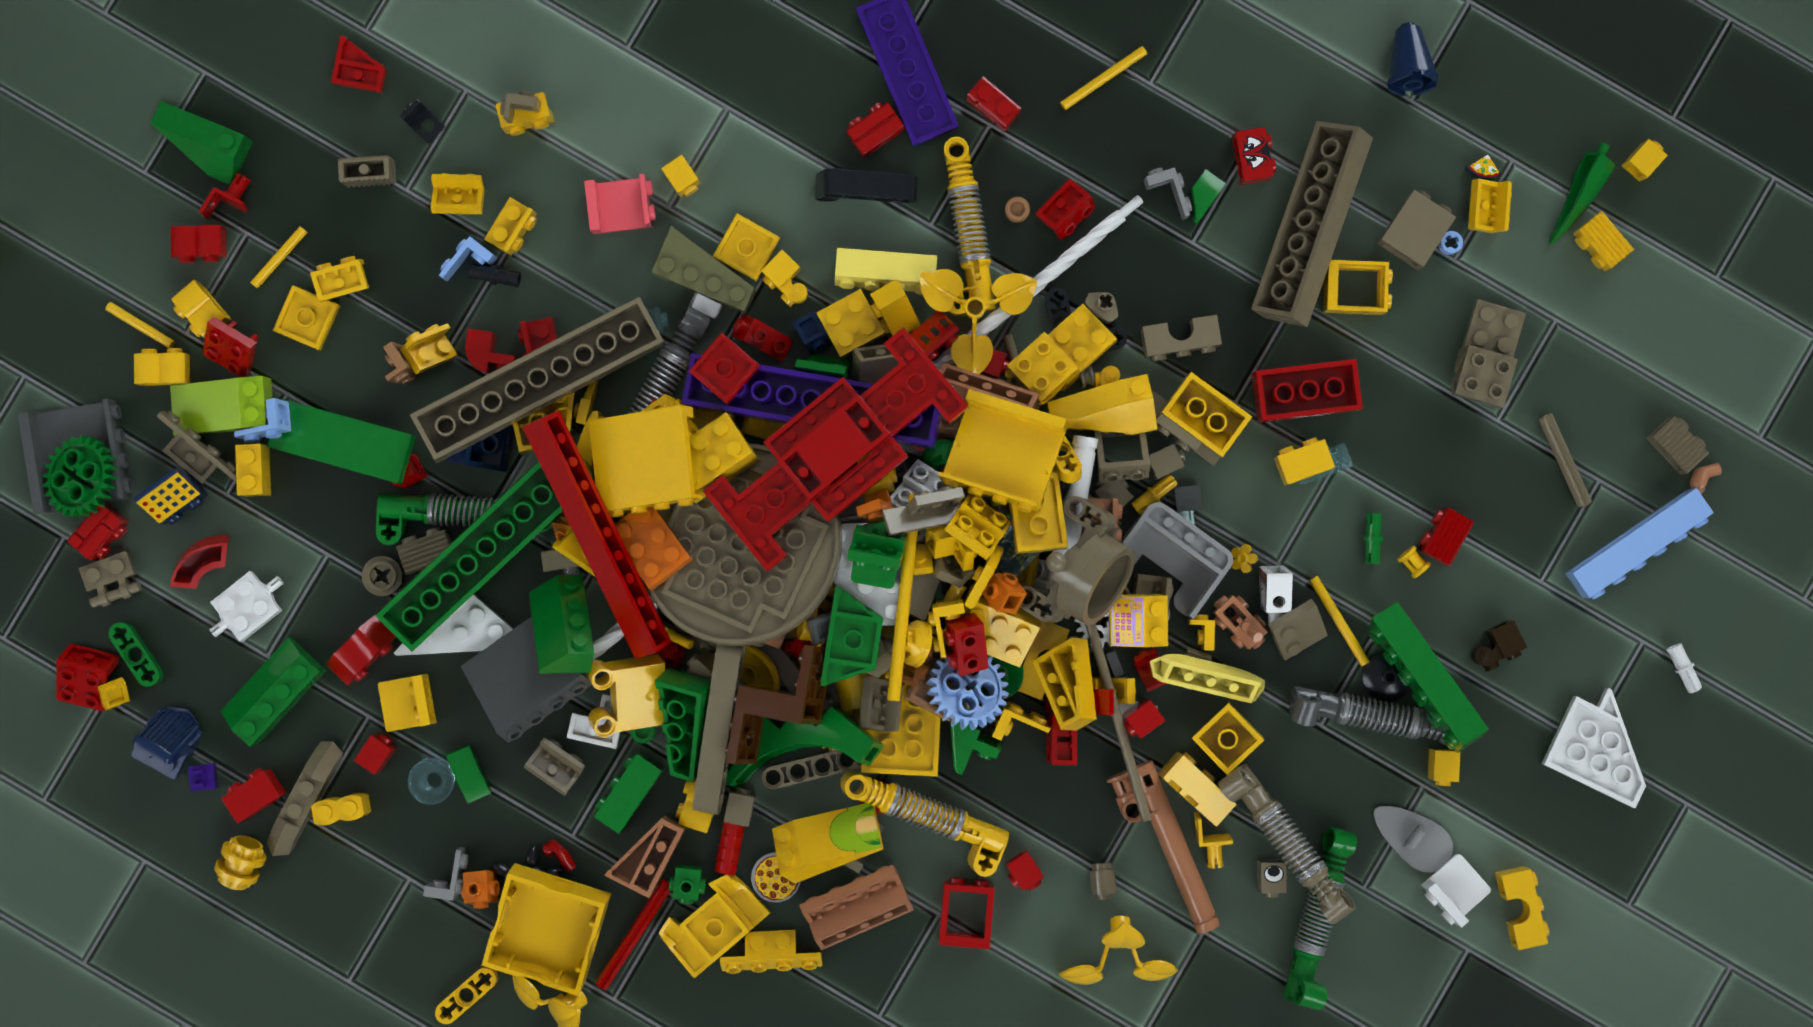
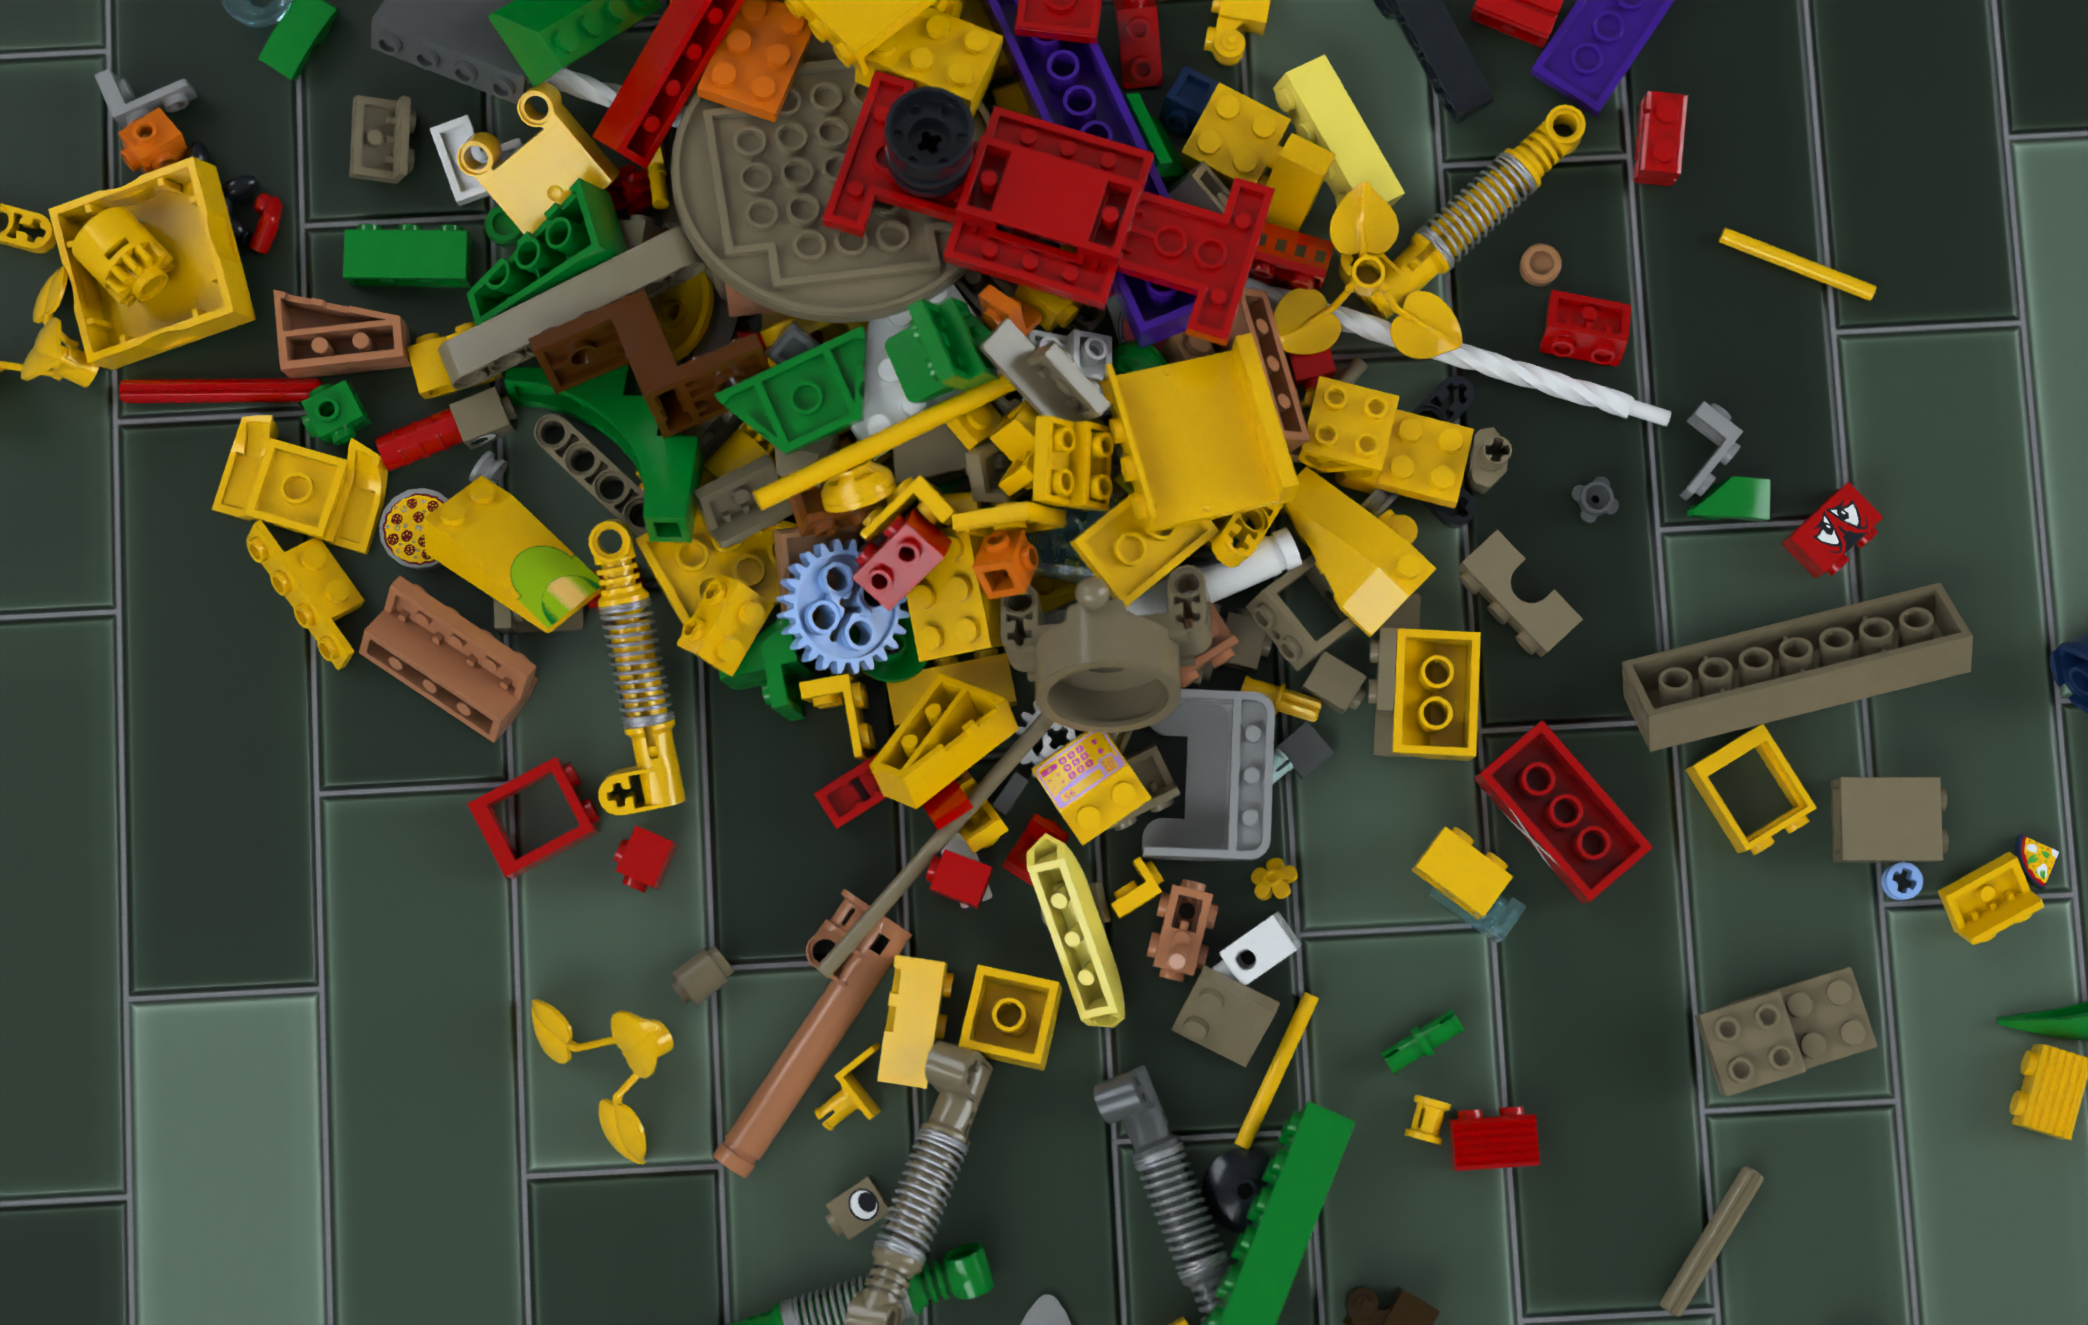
camera: 60 degrees right, 5 degrees down
(534, 942) = (123, 256): none -> yellow gear
(756, 480) = (933, 121): none -> black wheel
(768, 822) = (489, 468): none -> light grey bush
(937, 755) = (725, 624): none -> yellow bracket
(1153, 258) = (1598, 488): none -> dark grey plate

